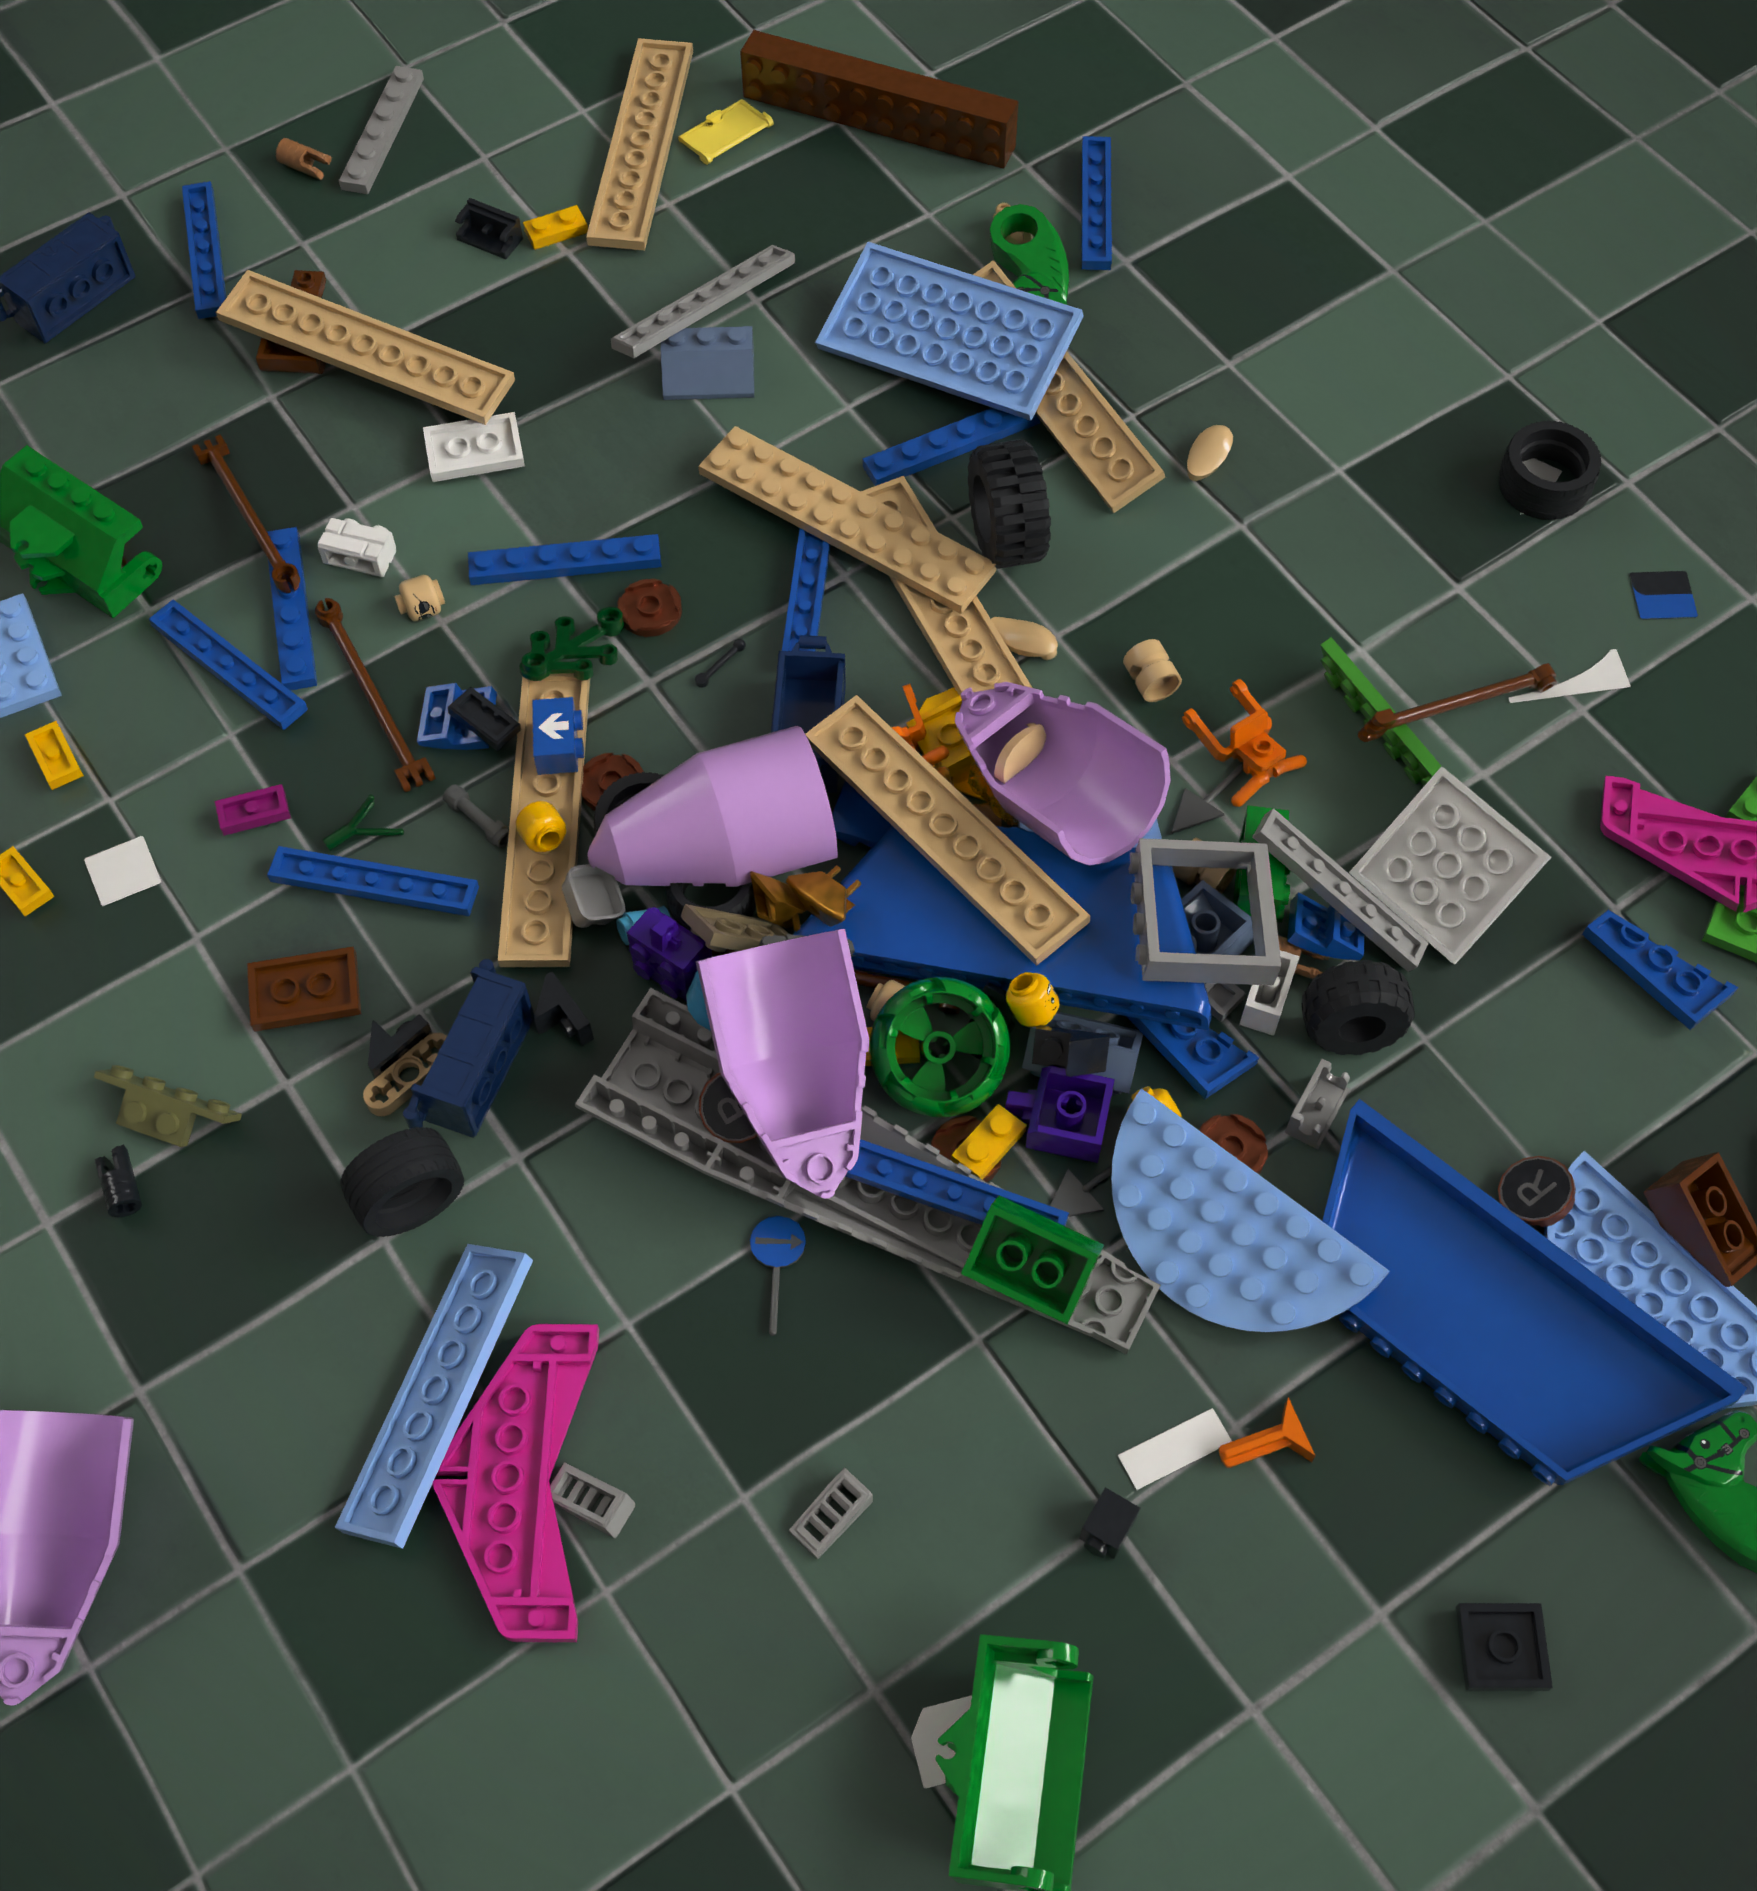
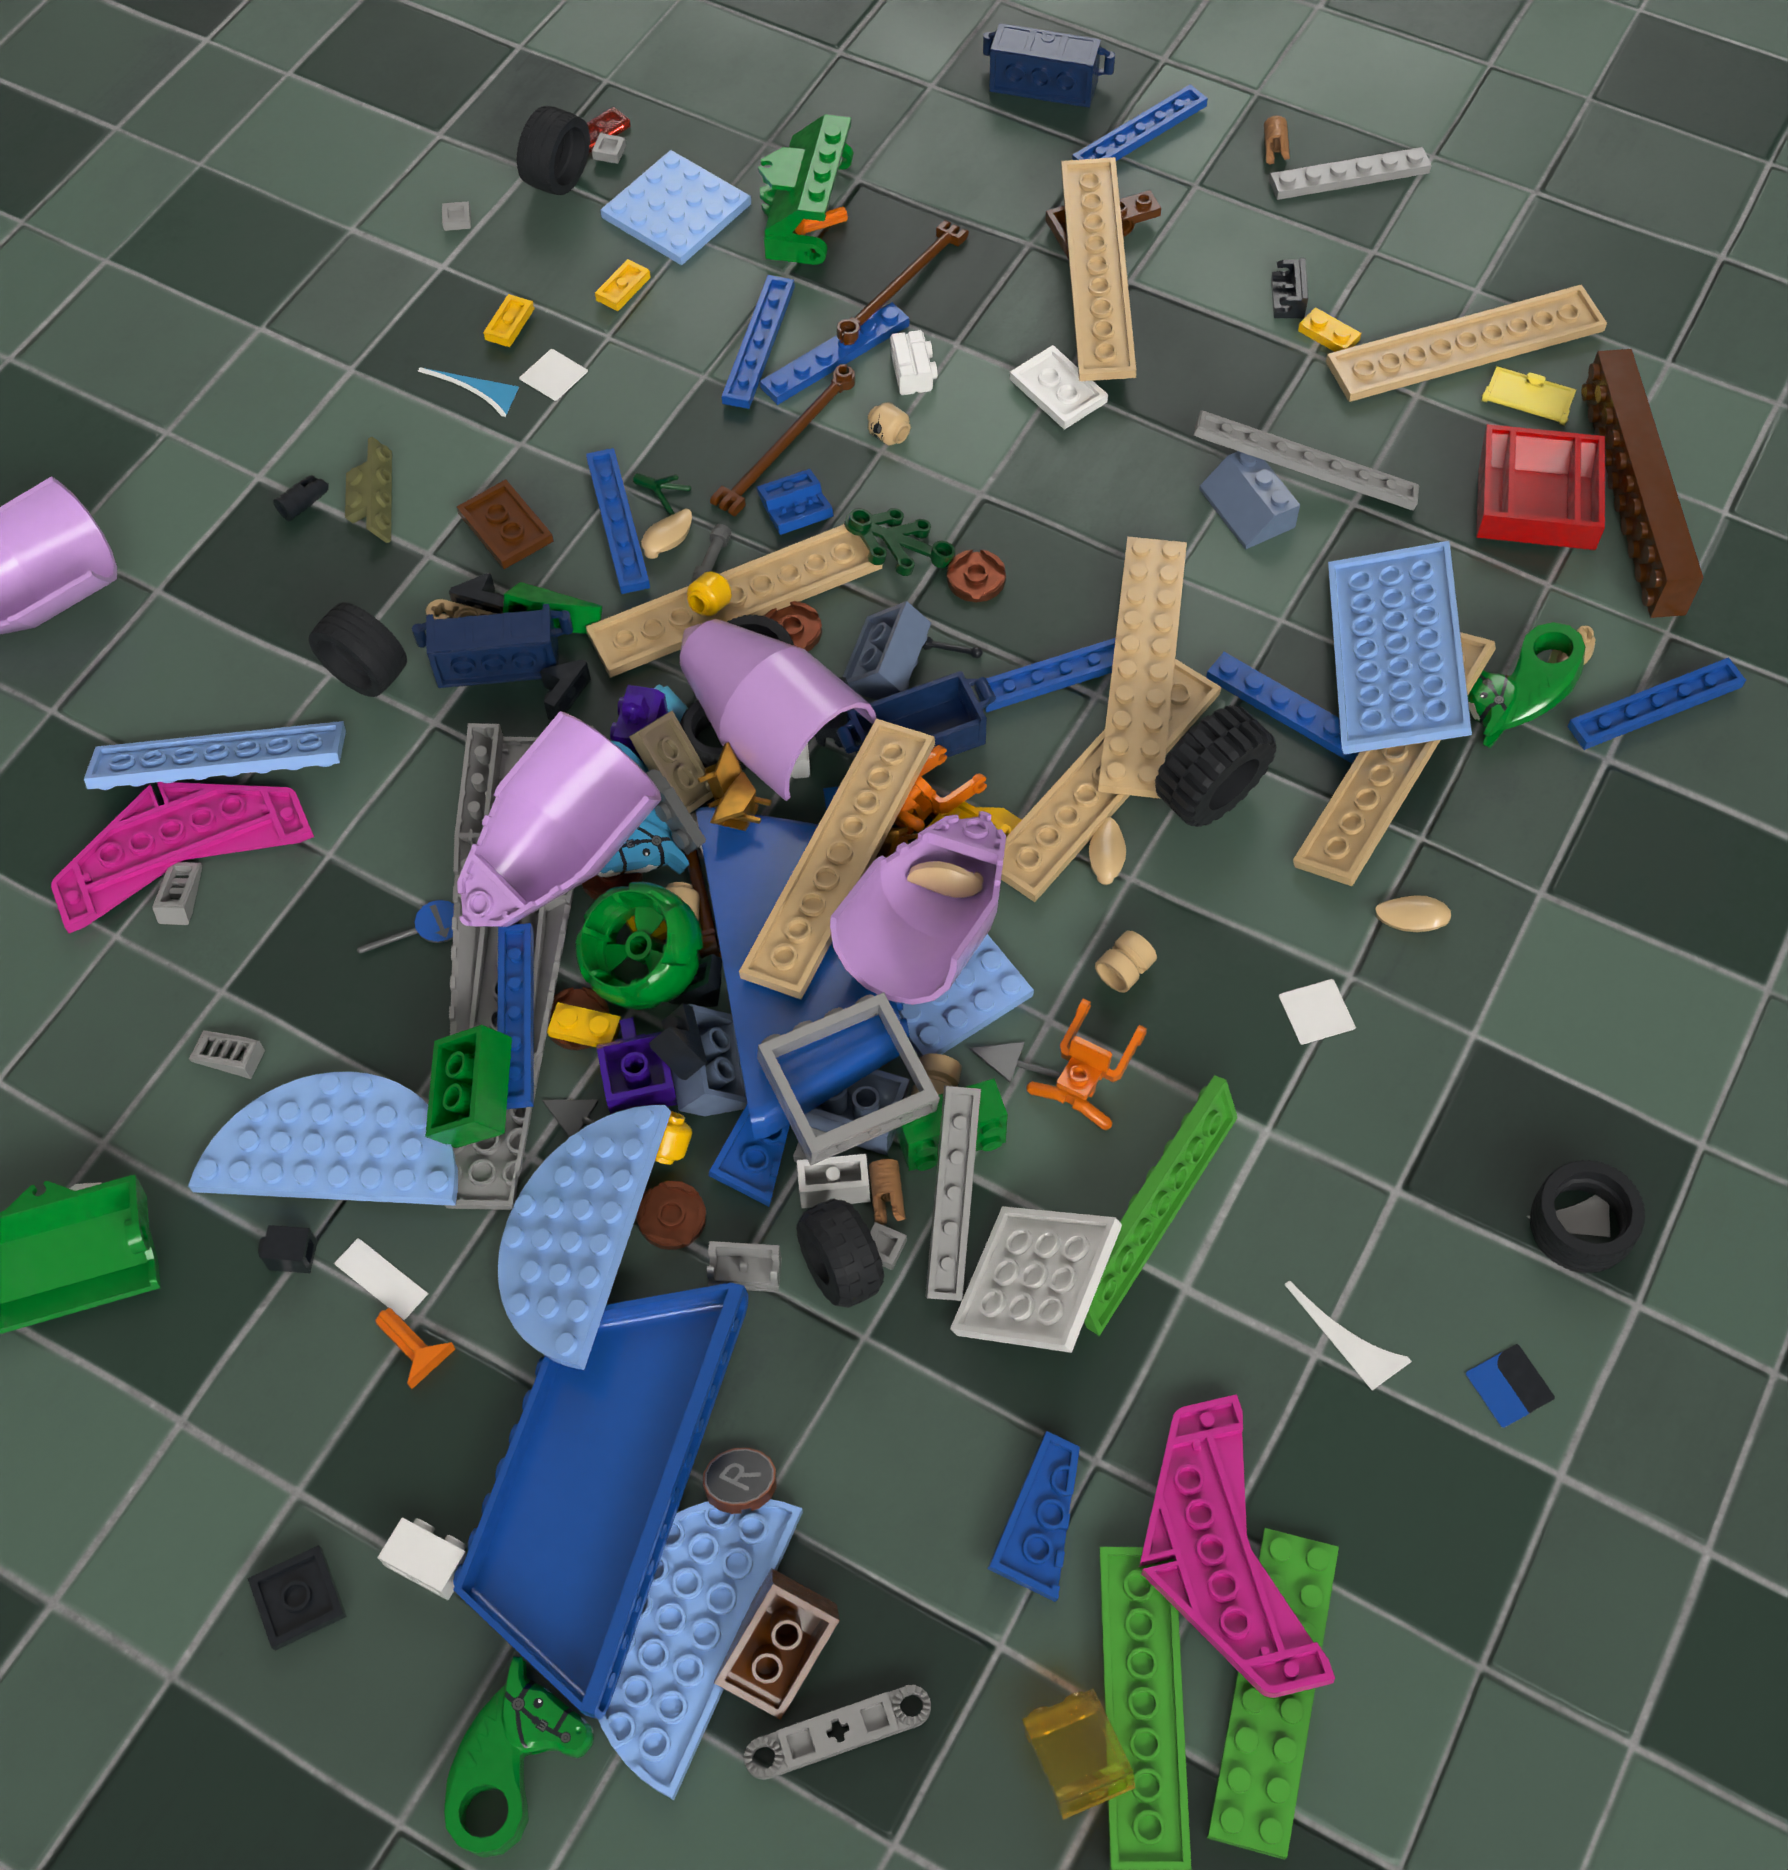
camera: 65 degrees right, 0 degrees up
(108, 934) = (495, 393): none -> dark azure sticker
(252, 809) = (640, 419): magenta plate -> none
(421, 842) = (666, 533): none -> tan arm
(446, 989) = (531, 598): none -> green slope
(484, 718) = (792, 514): black plate -> none
(555, 735) = (798, 564): blue brick -> none
(564, 559) = (989, 499): blue plate -> none
(592, 896) = (663, 658): light grey piece -> none
(696, 710) = (887, 651): none -> sand blue slope
(839, 164) = (1541, 487): none -> red slope
(1001, 1434) = (331, 1140): none -> light blue plate
(1032, 999) = (707, 989): yellow head -> none
(1263, 564) = (1317, 1011): none -> white sticker
(1323, 930) = (912, 1203): blue slope -> none
(1508, 1504) = (424, 1556): none -> white brick
(1539, 678) = (1322, 1297): reddish brown hinge -> none

